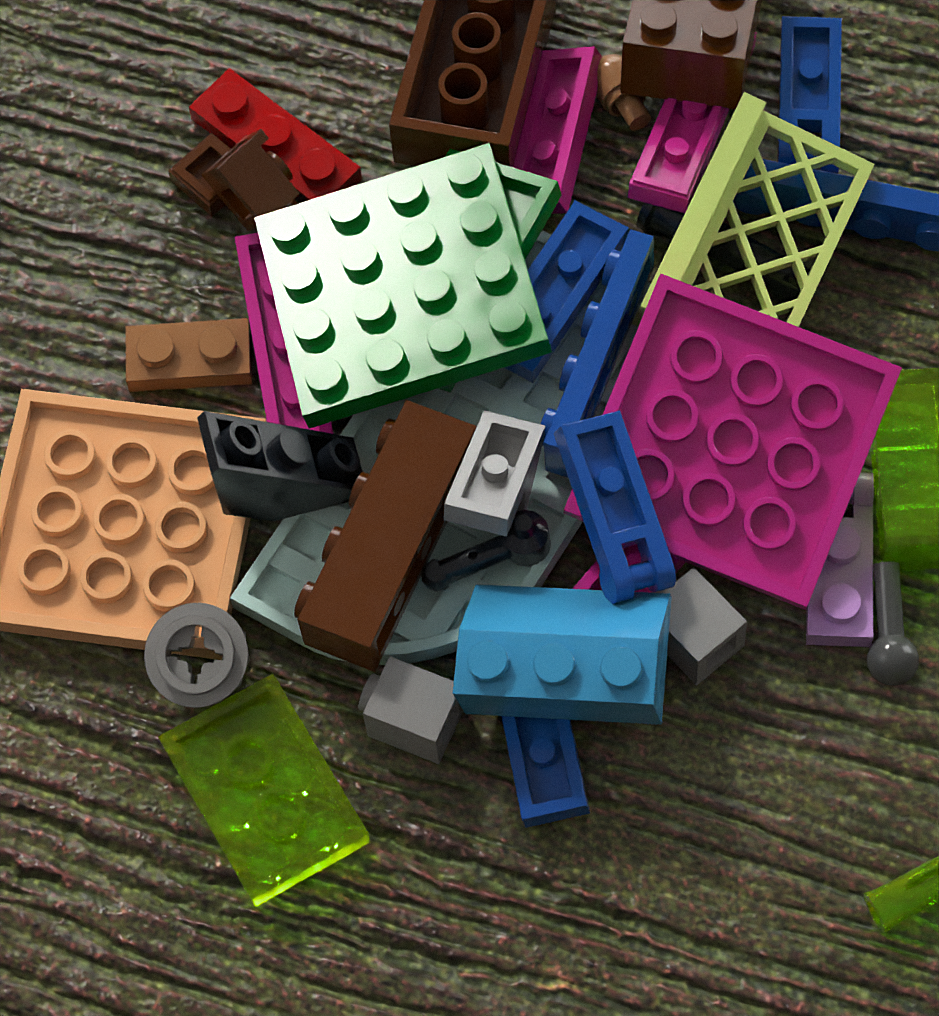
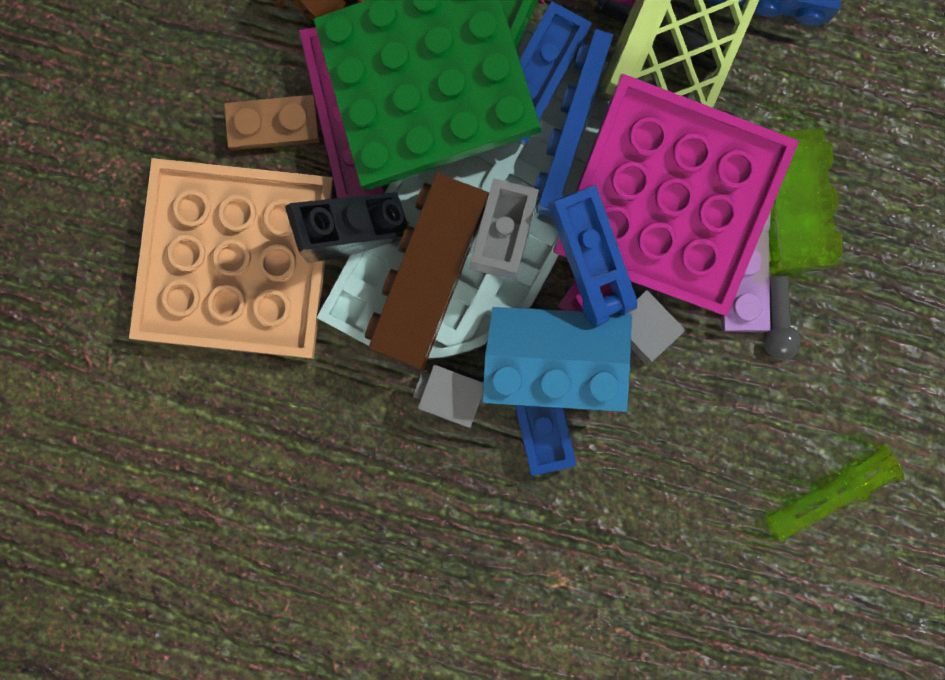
camera: 10 degrees left, 20 degrees up
(178, 631) = (281, 379): light grey gear -> none
(264, 790) = (350, 457): clear neon green plate -> none
(525, 545) = (528, 275): black piece -> none

